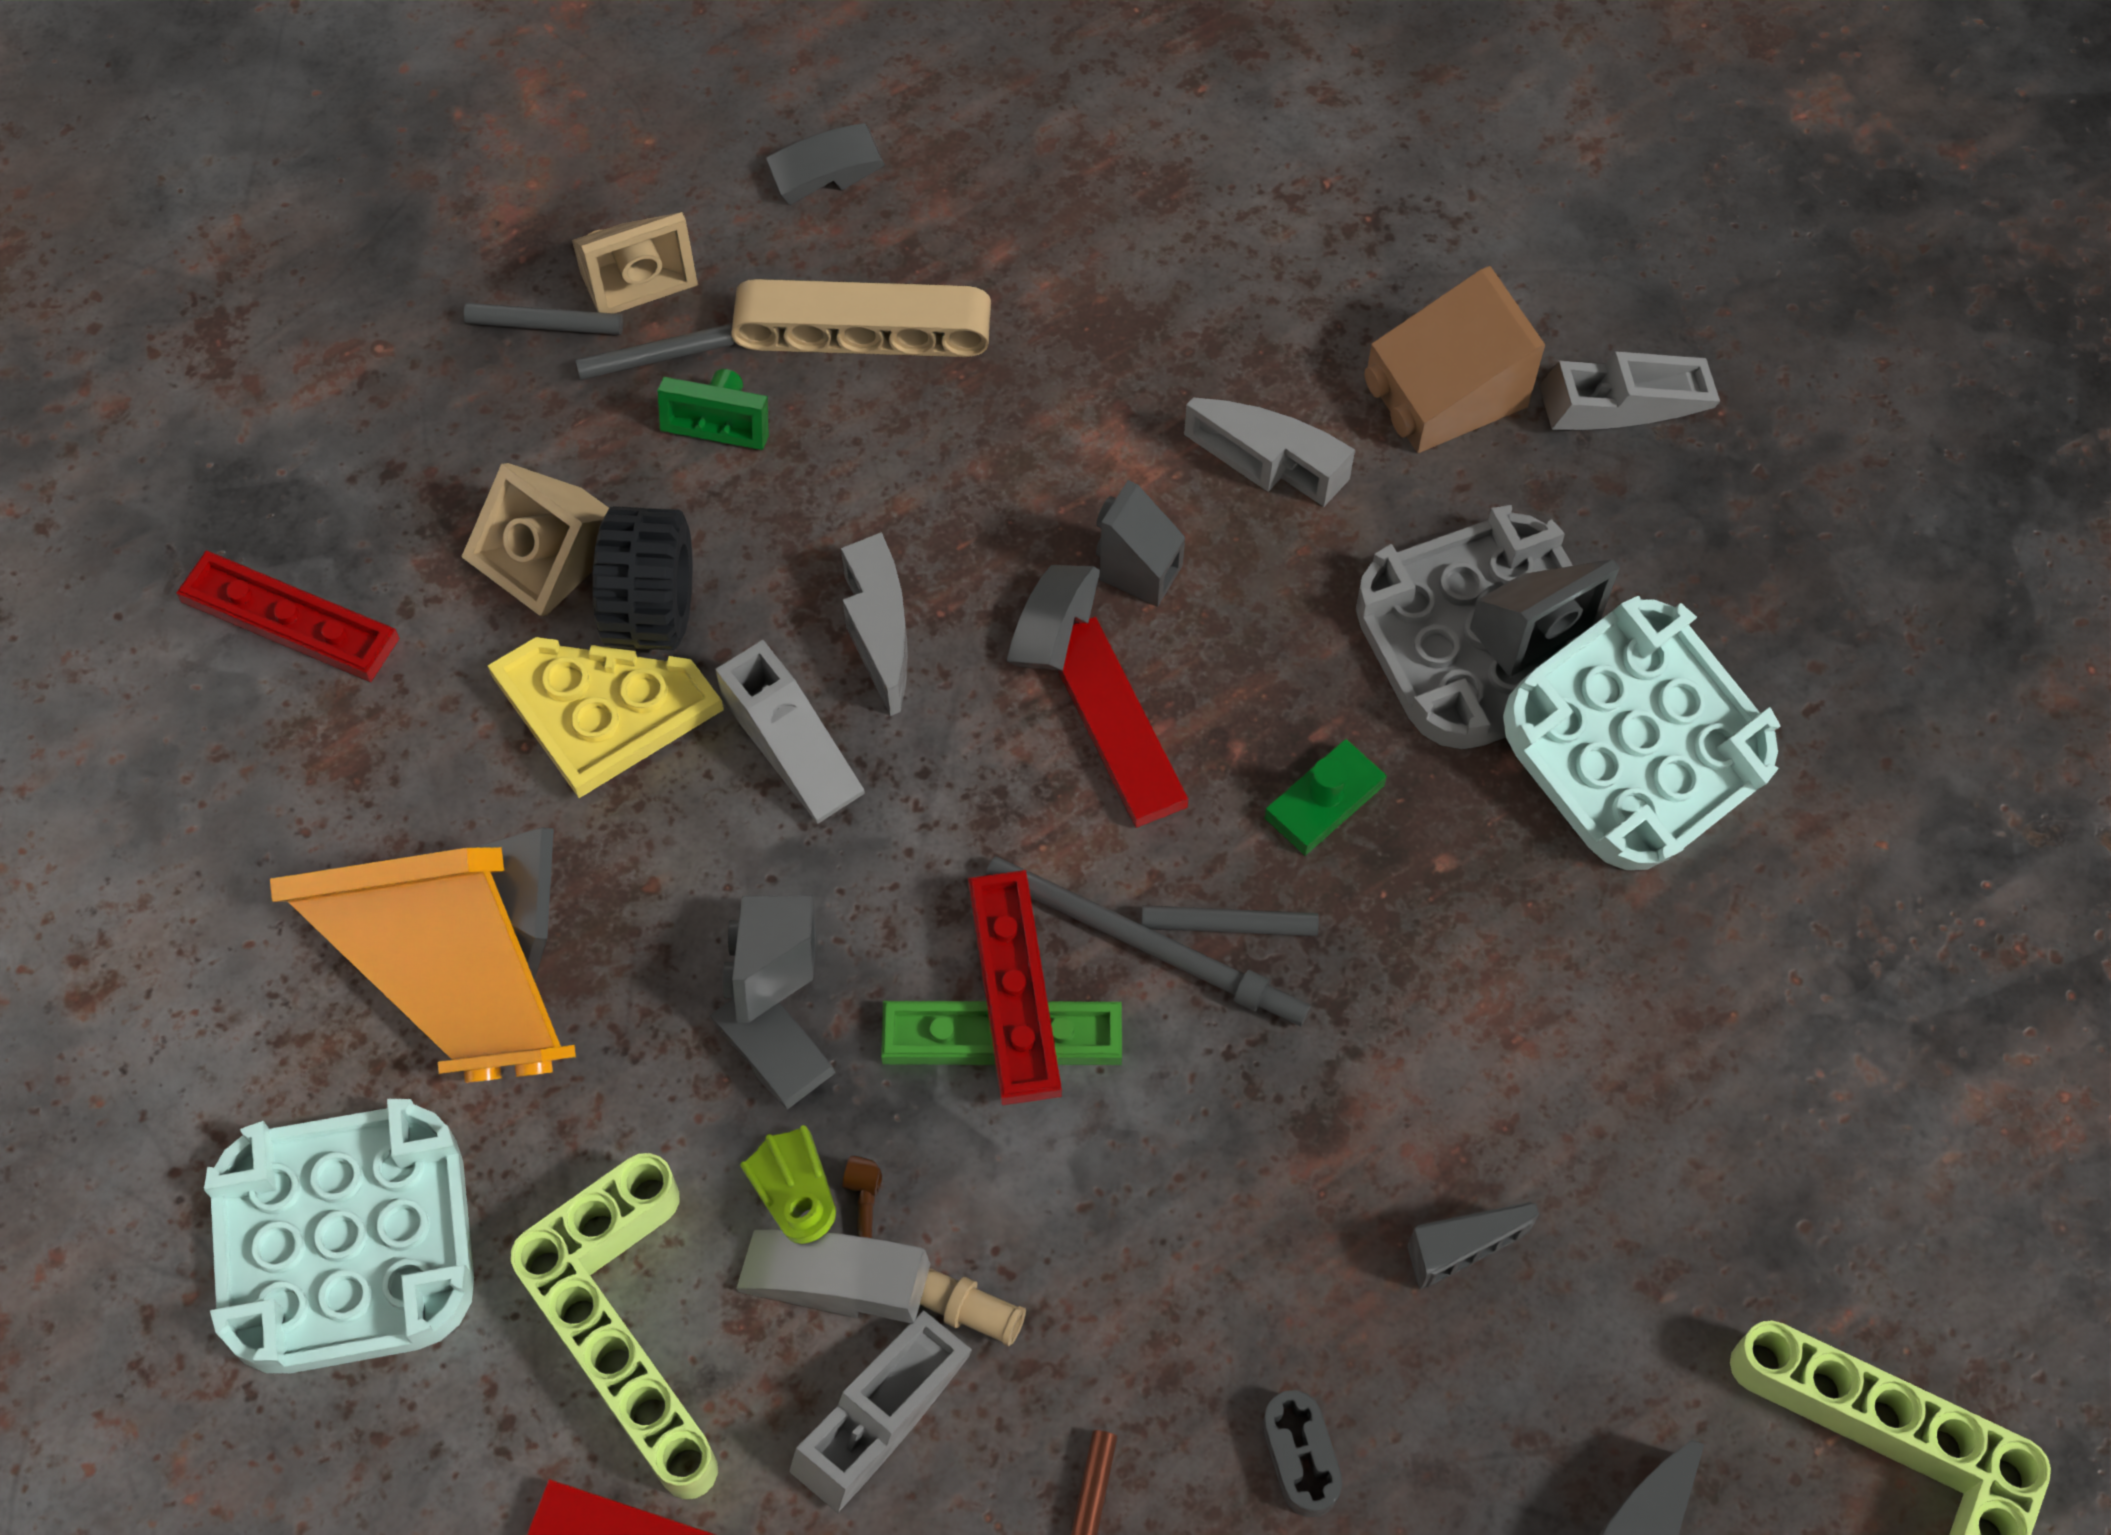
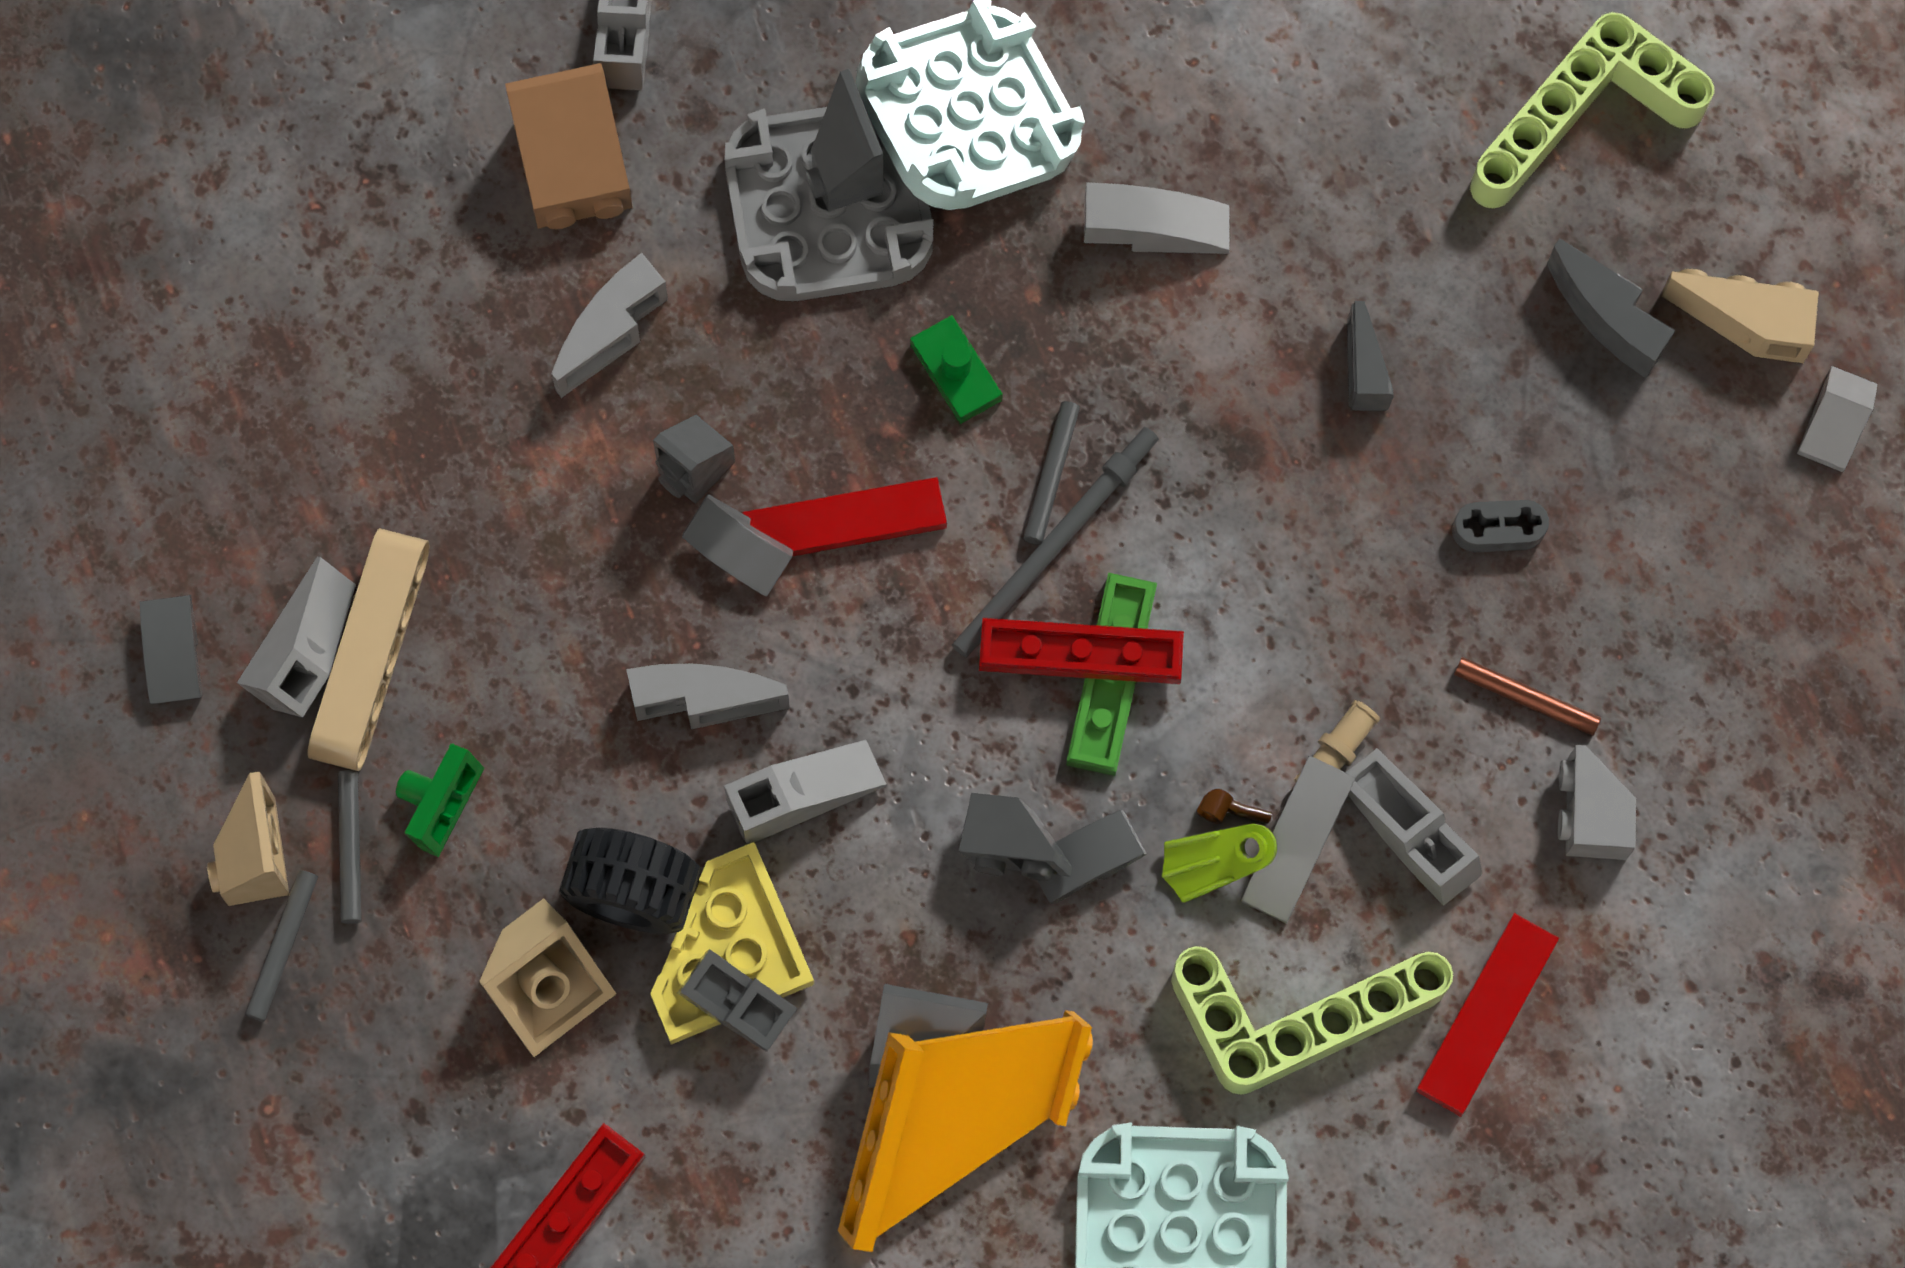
camera: 80 degrees left, 10 degrees up
(537, 714) = (737, 1000): none -> dark grey slope
(845, 253) = (302, 642): none -> light grey slope
(1573, 965) = (1154, 219): none -> light grey slope

